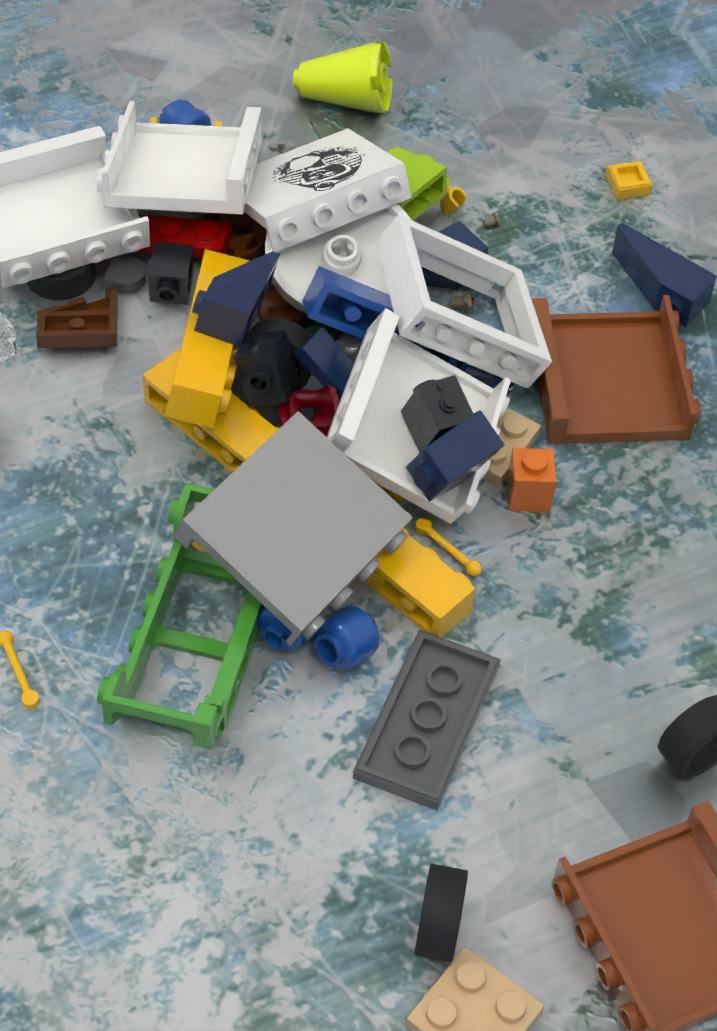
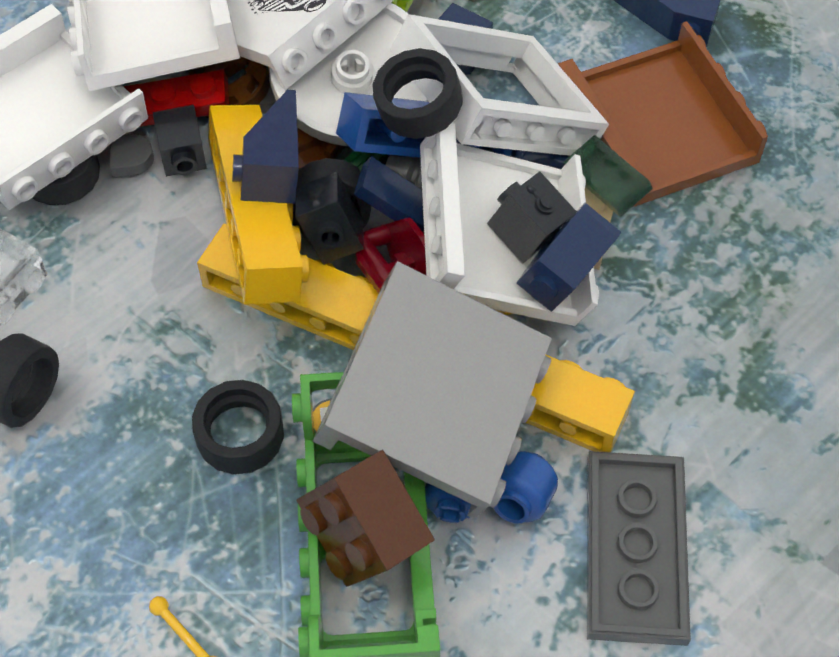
camera: 15 degrees left, 5 degrees up
(80, 323) = (104, 223): reddish brown wing -> none
(121, 493) = (233, 395): none -> black tyre
(192, 611) = (364, 520): none -> reddish brown brick
(369, 258) = (411, 66): none -> black tyre
(424, 527) = (612, 365): yellow hinge -> none
(463, 302) = (486, 85): dark tan piece -> none
(531, 479) = (636, 254): orange brick -> none
(534, 406) = (611, 176): none -> clear green plate

